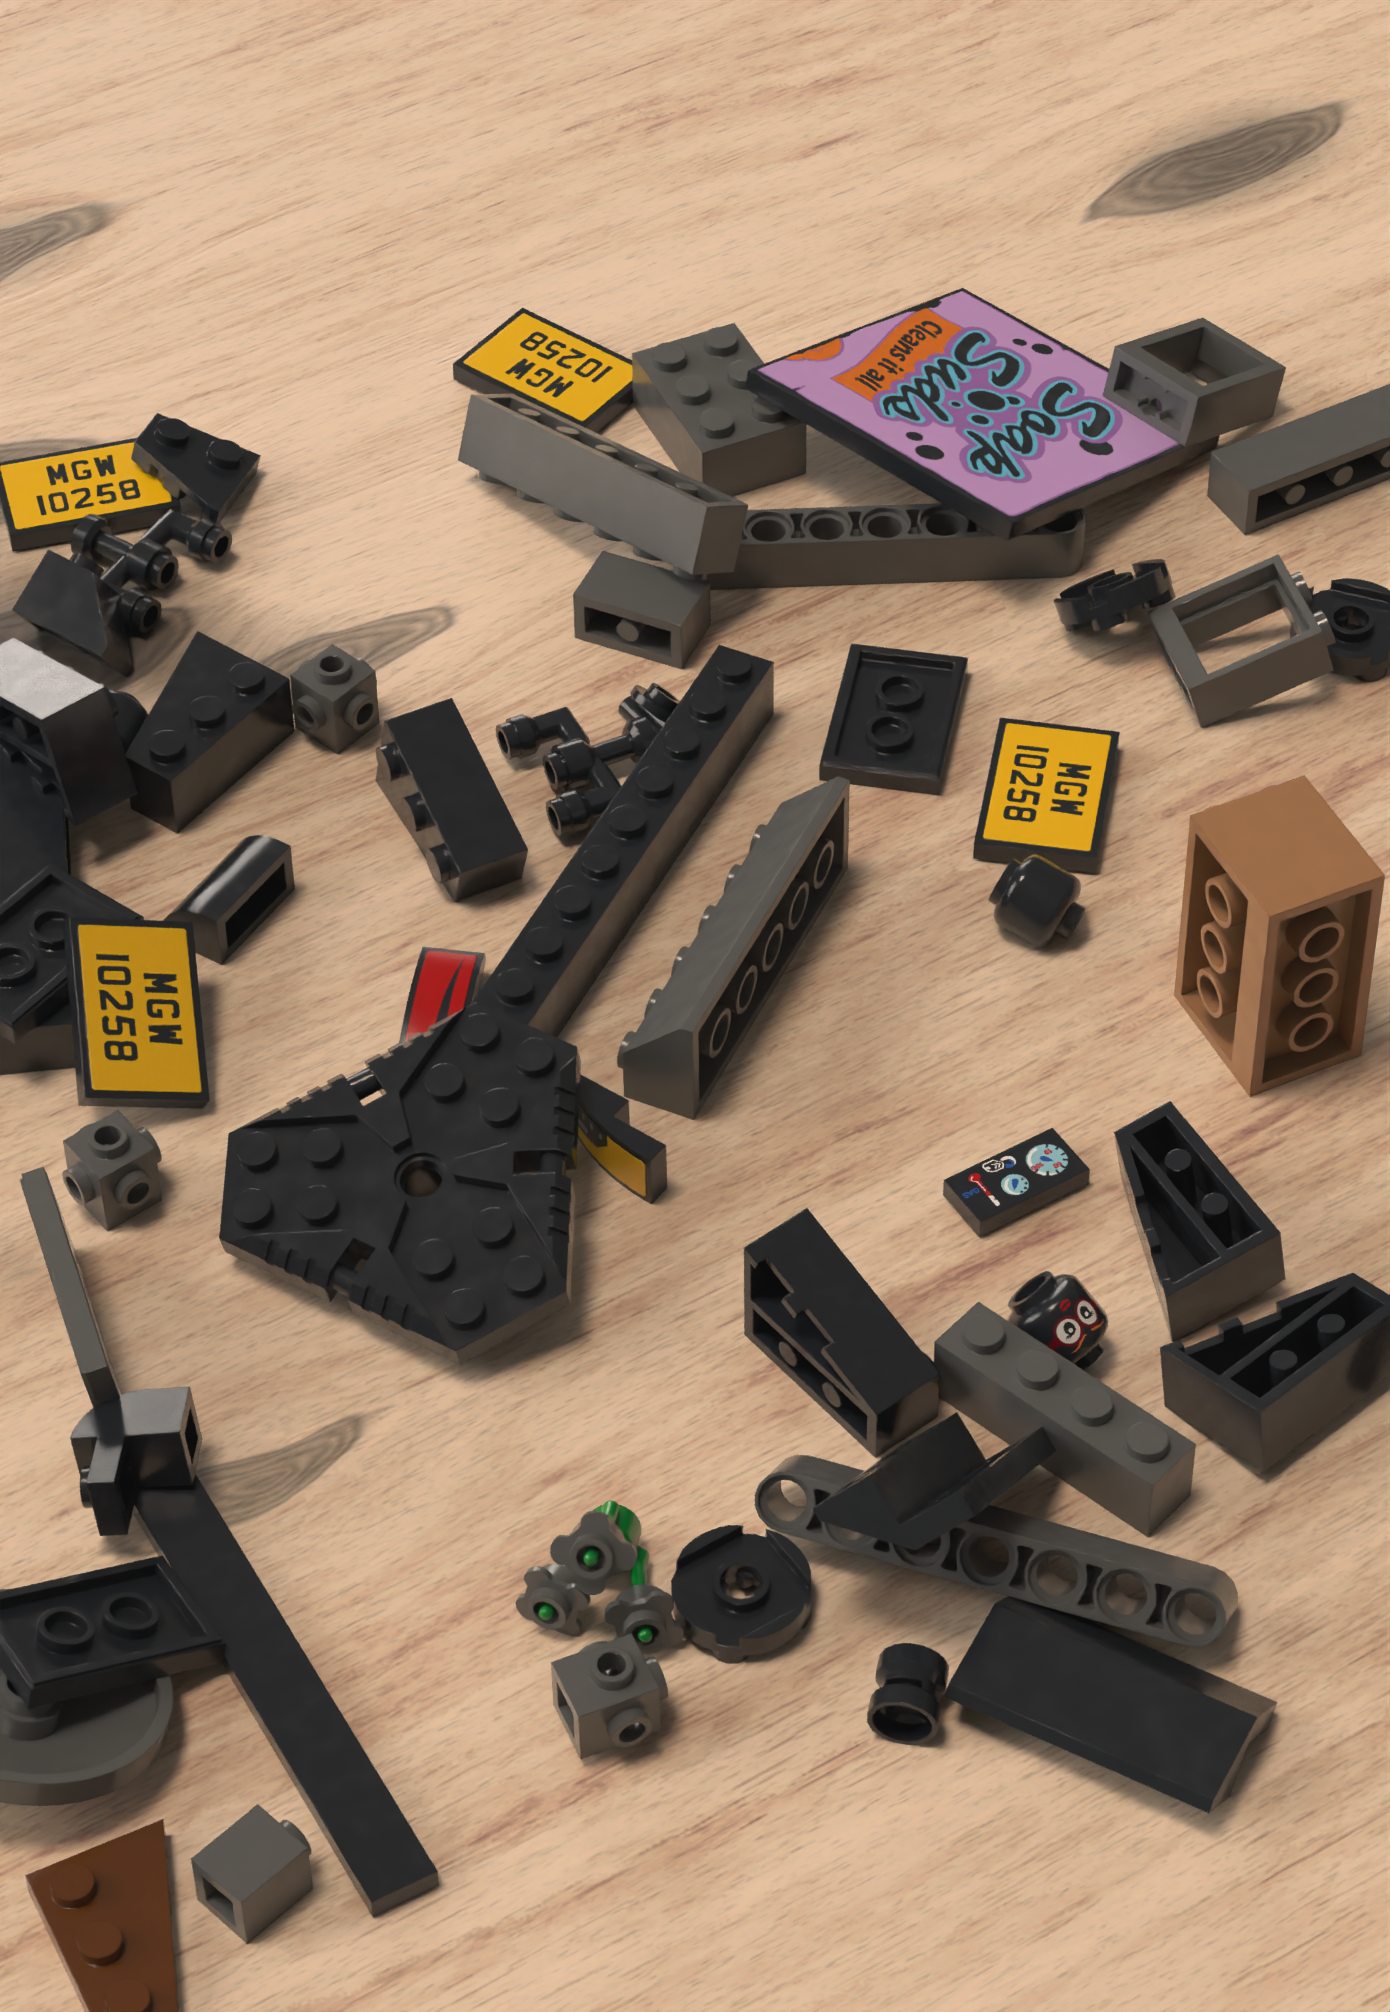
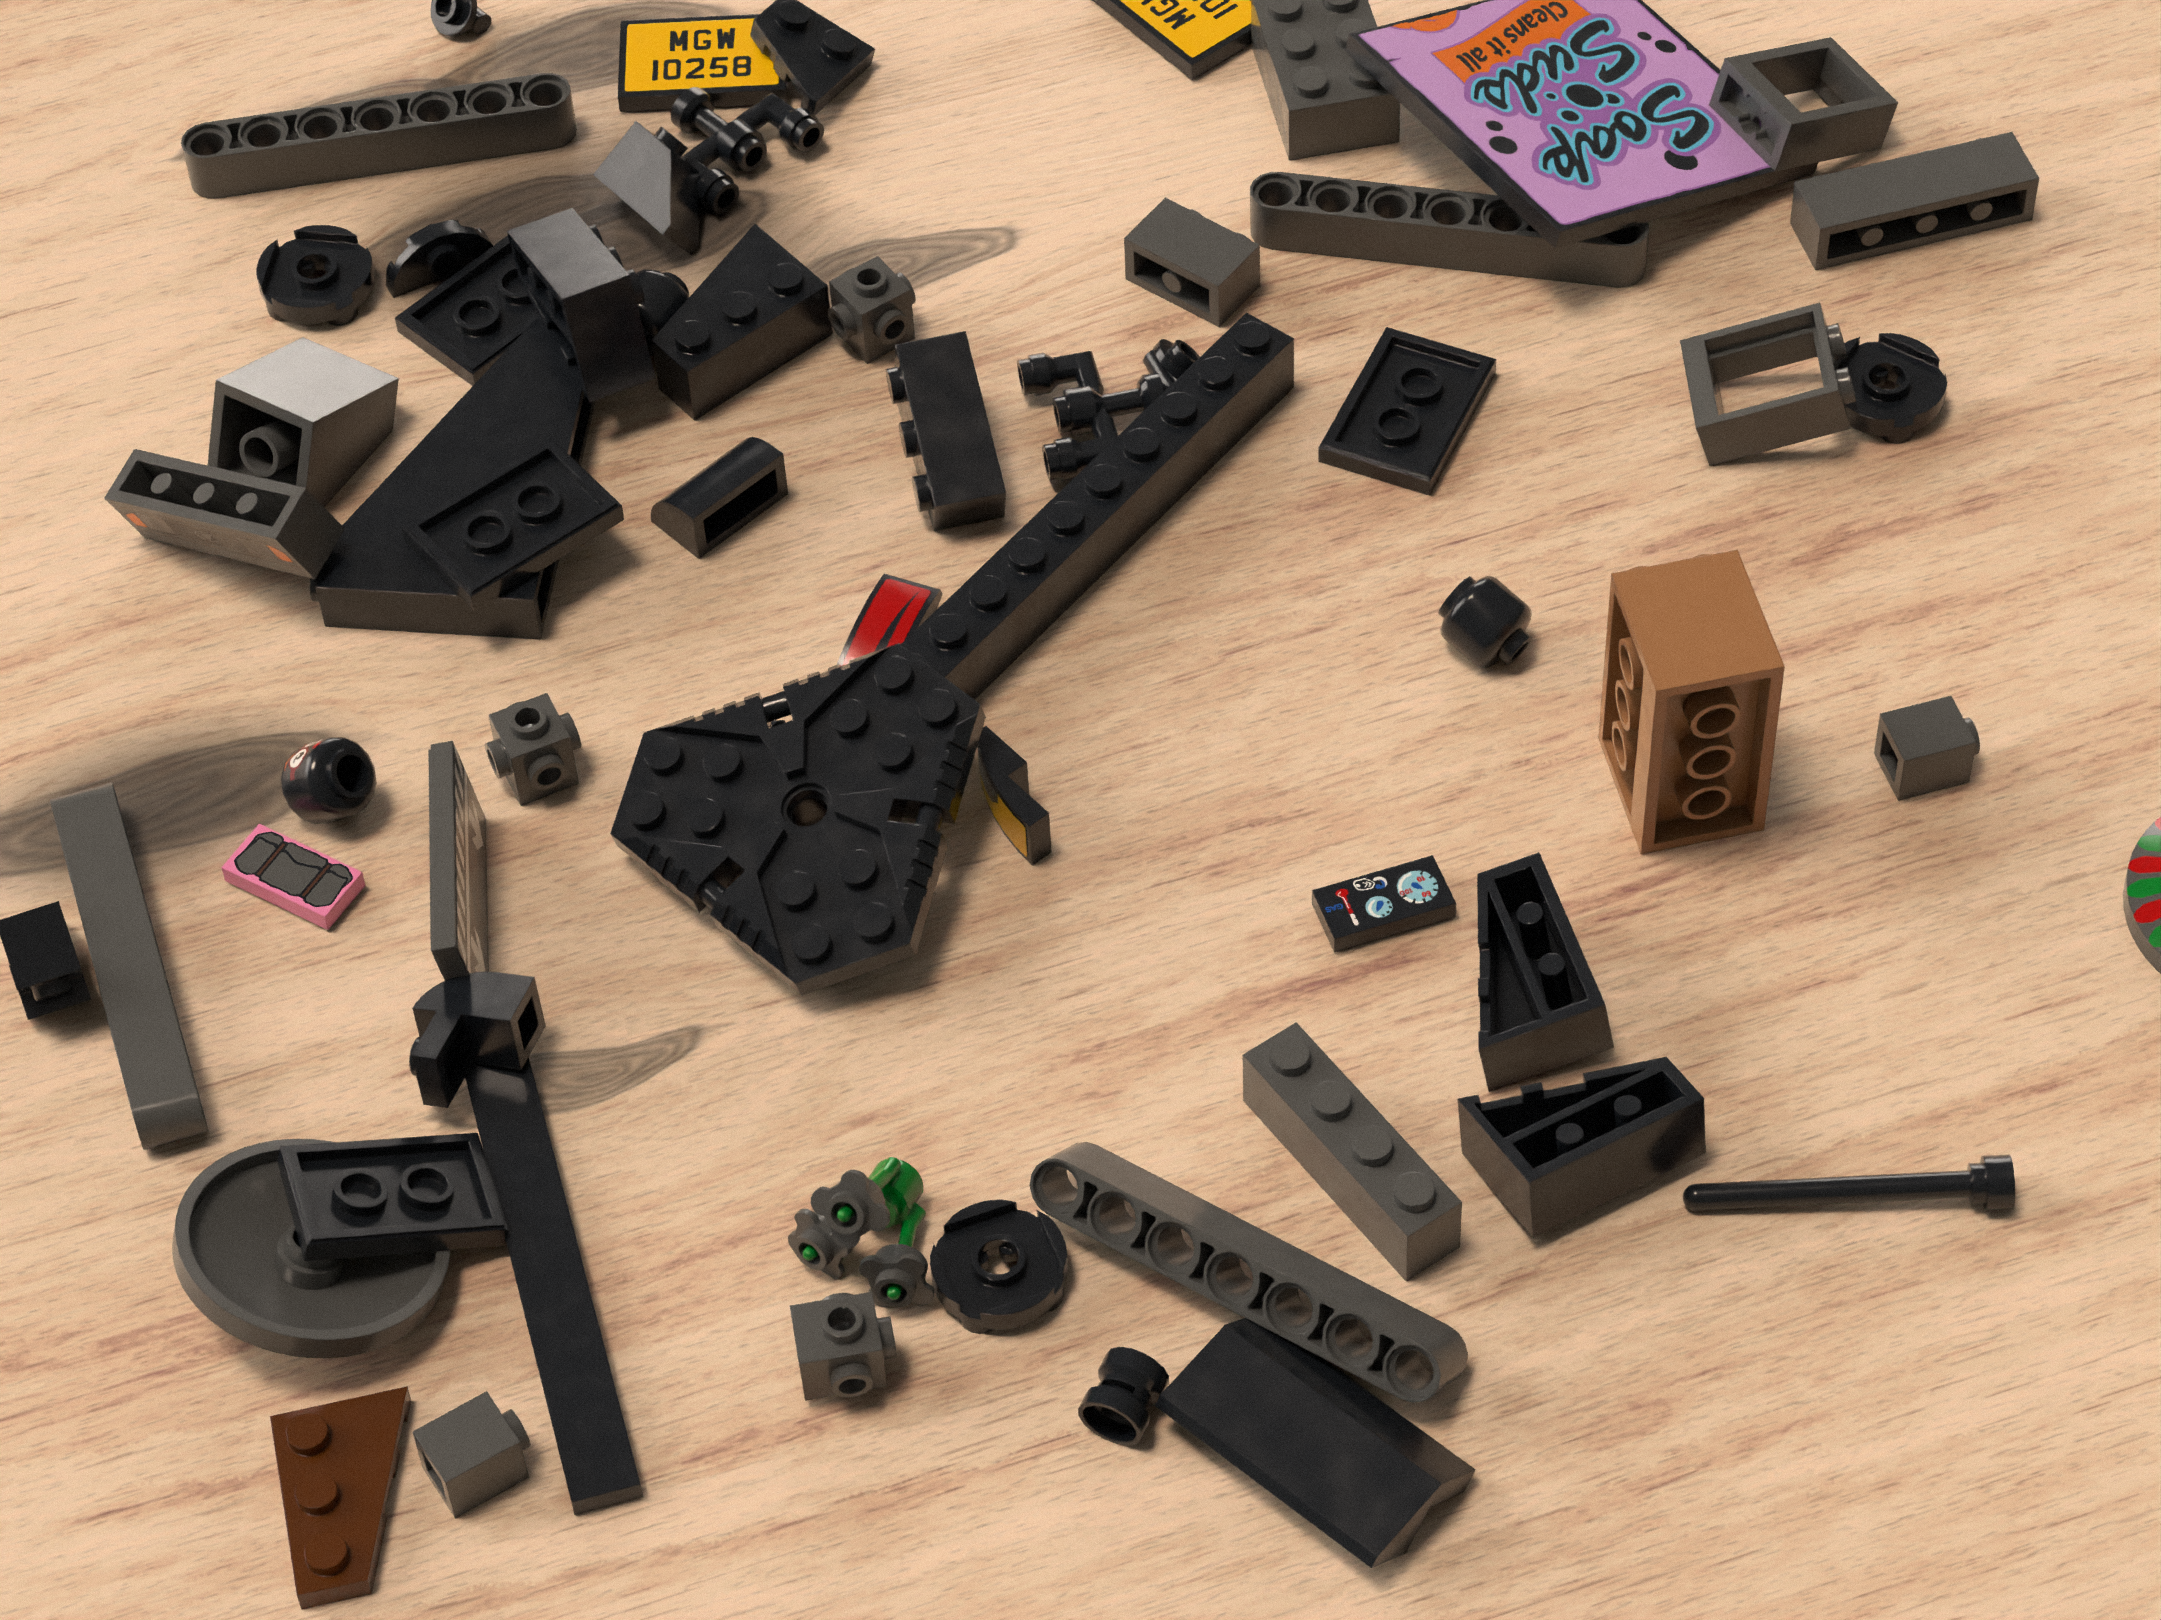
camera: 15 degrees right, 5 degrees up
(135, 1013) = (592, 598): tile -> none
(603, 485) = (1182, 130): dark grey brick -> none
(738, 953) = (1181, 629): dark grey slope -> none
(836, 1335) = (1157, 1030): black wedge -> none
(930, 1484) = (1190, 1198): black slope -> none
(1047, 794) = (1533, 512): tile -> none
(1061, 1316) = (1375, 1052): black head -> none
(1107, 596) = (1644, 317): black plate -> none

